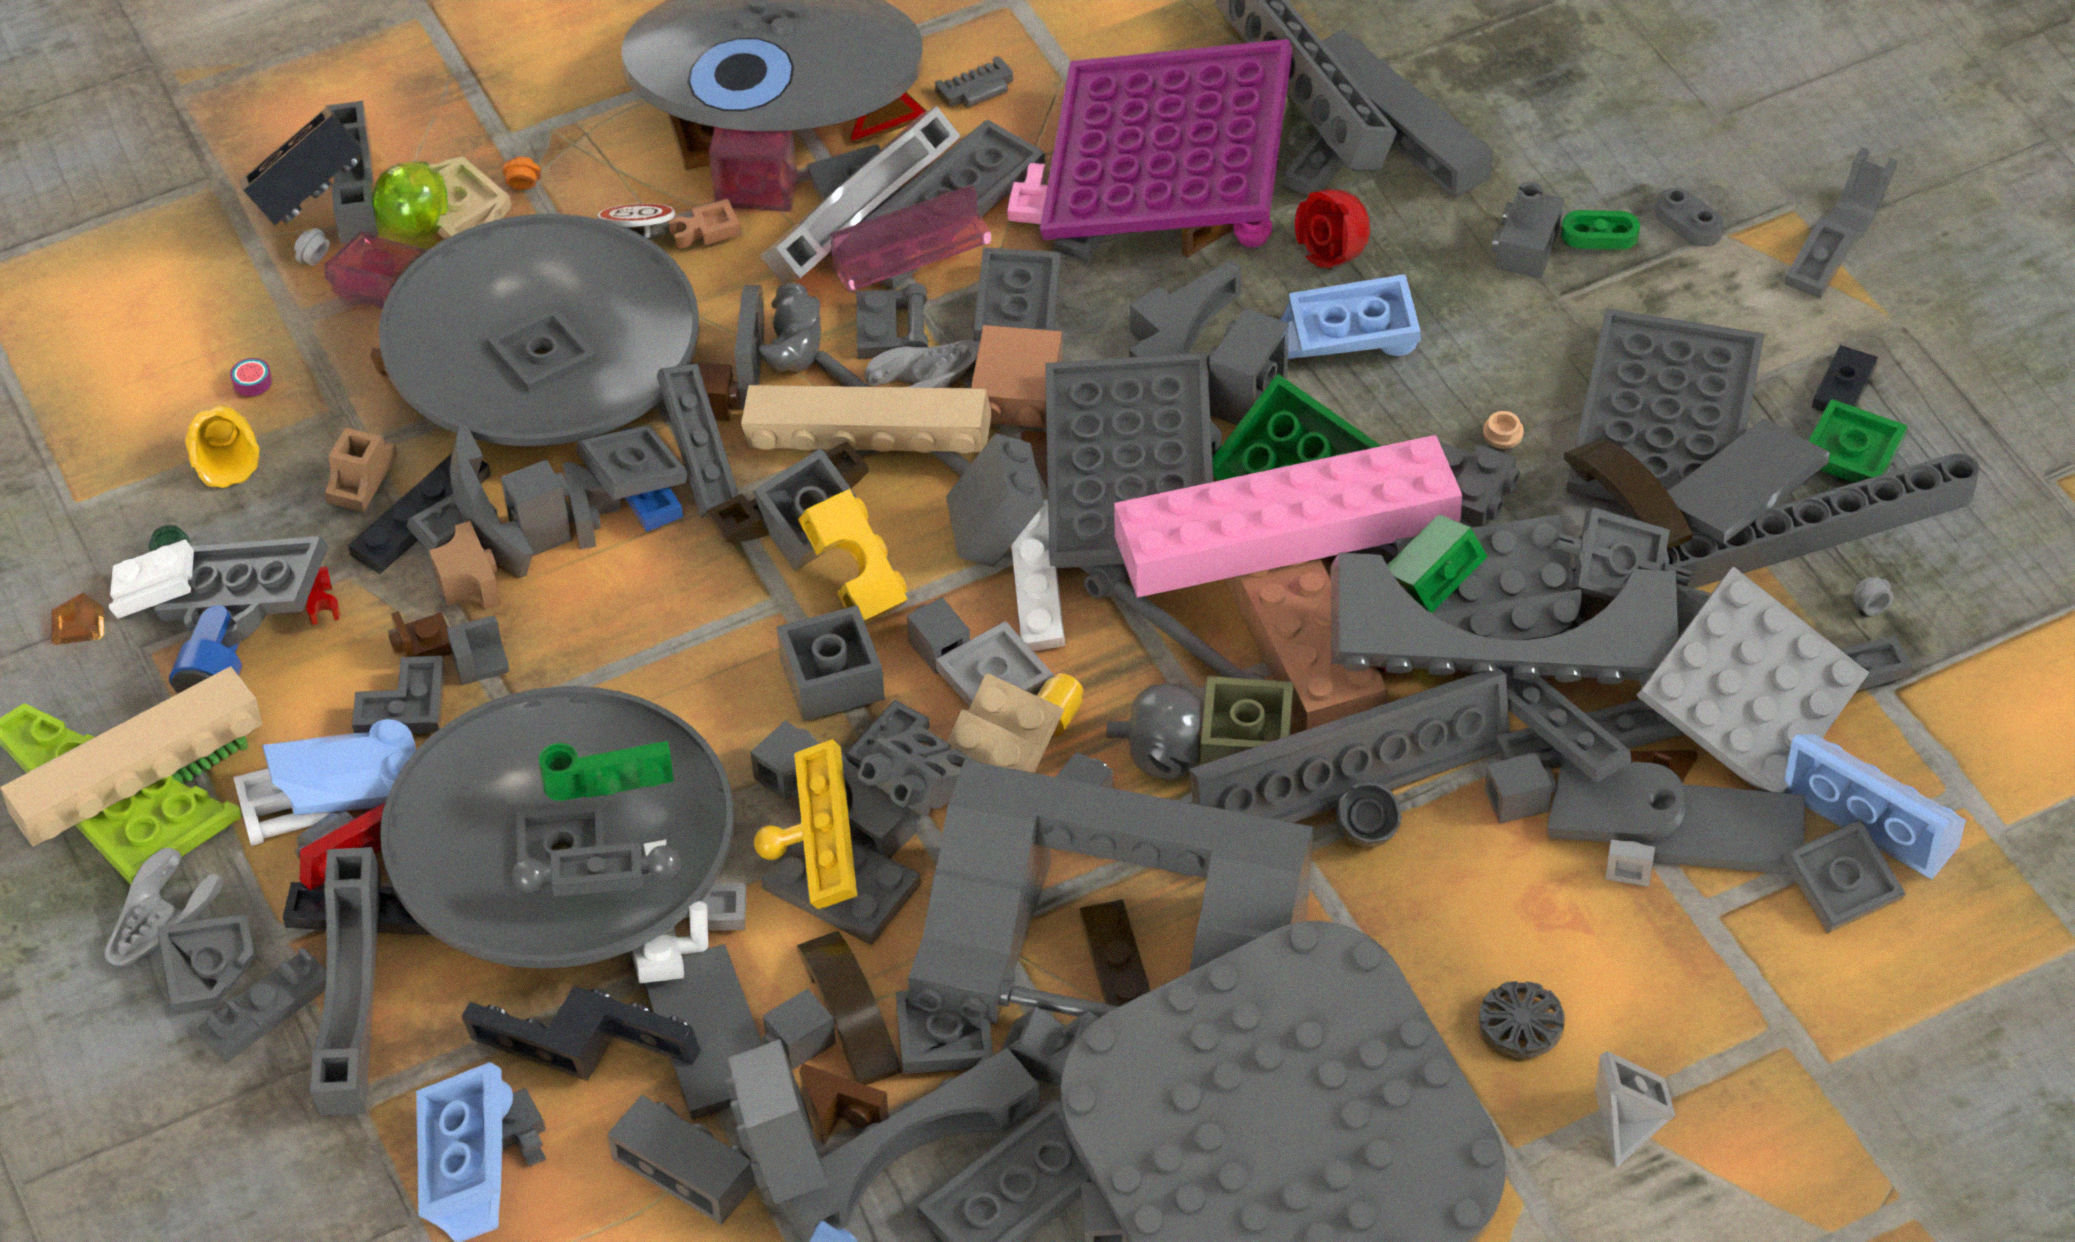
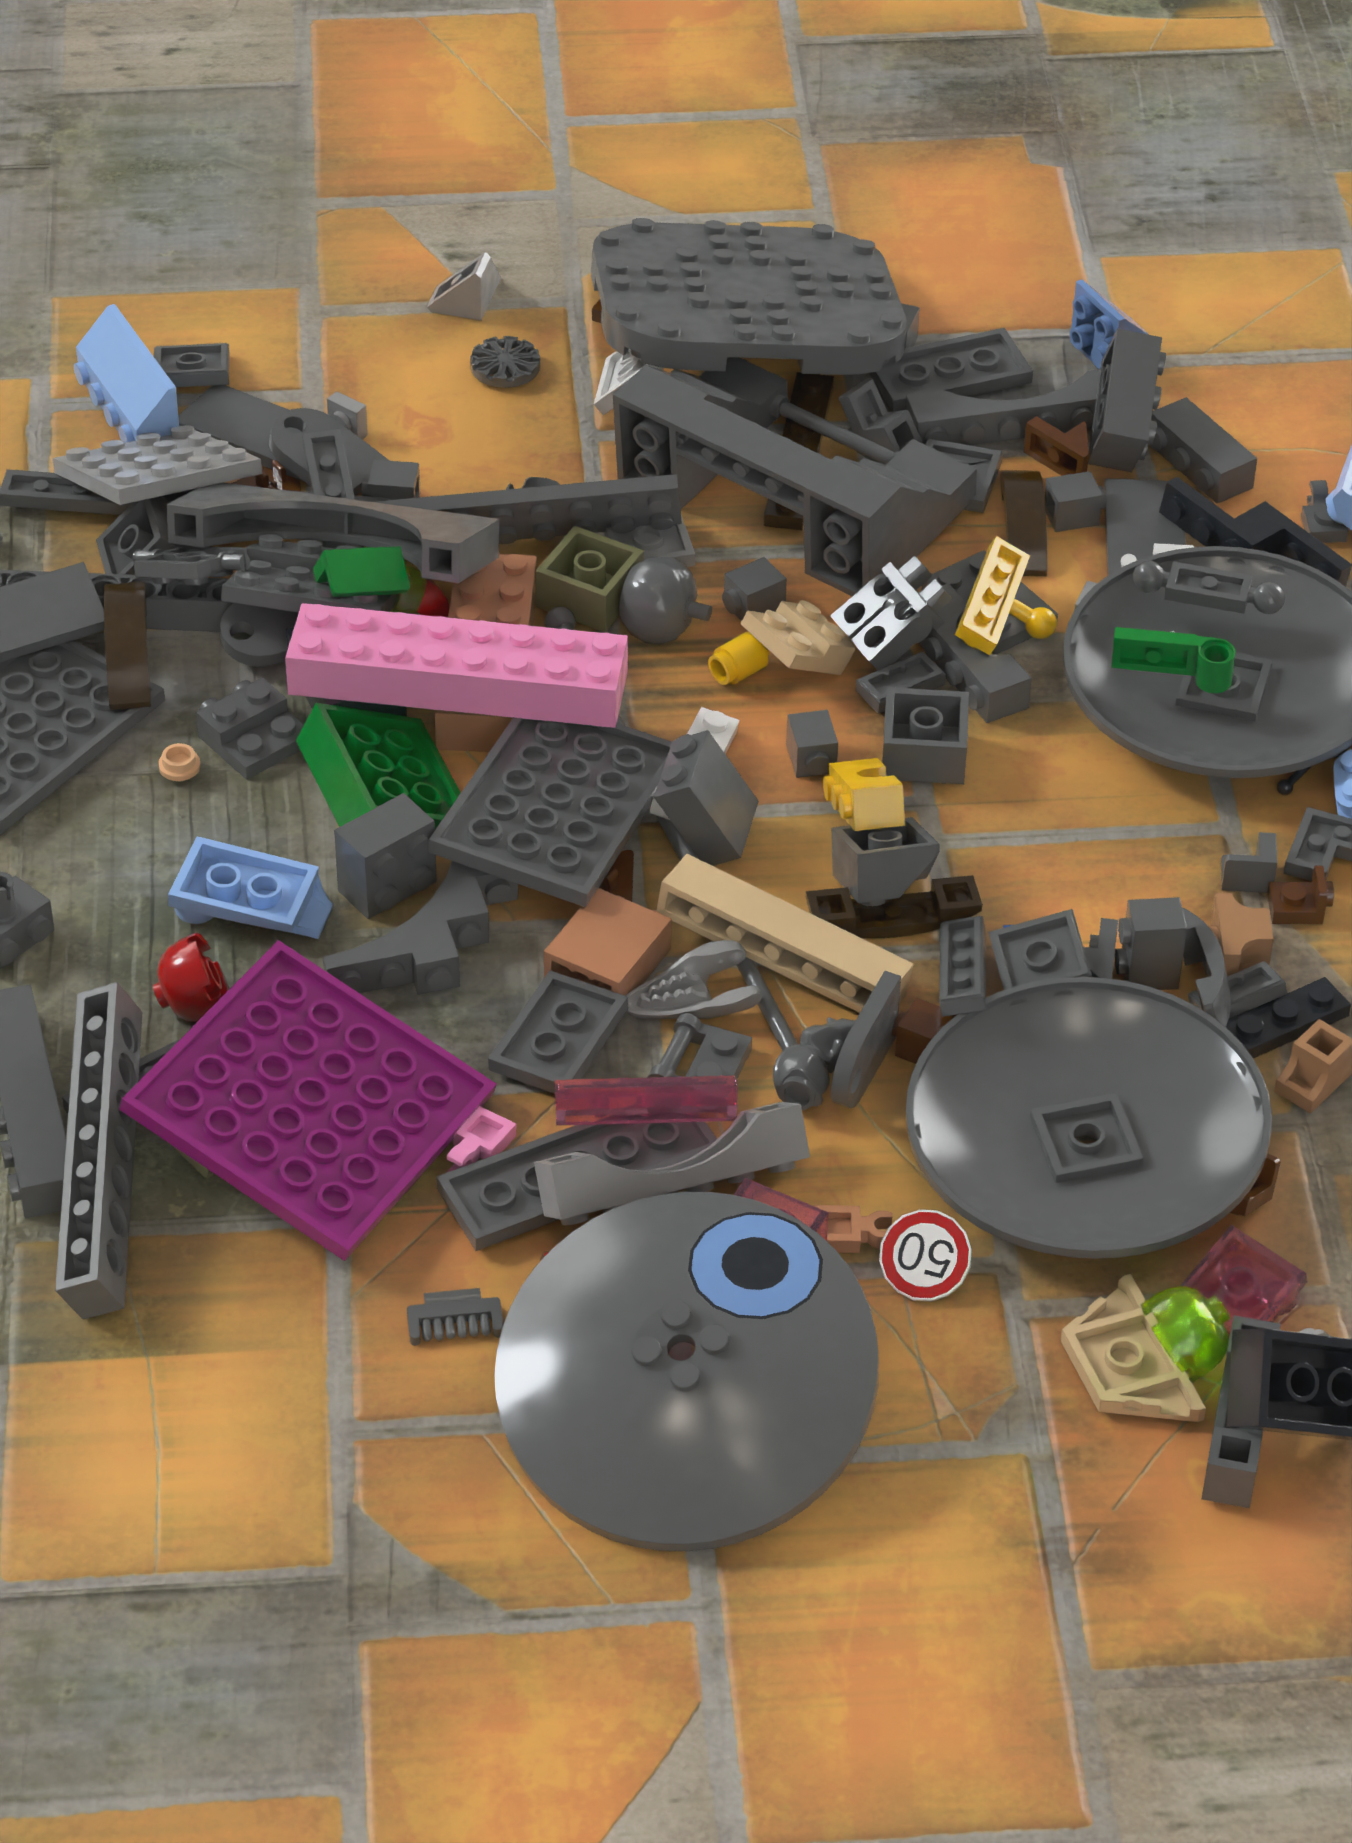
camera: 160 degrees left, 5 degrees down
(521, 173) = (1036, 1363): orange plate -> none
(997, 653) = (766, 699): light grey plate -> none

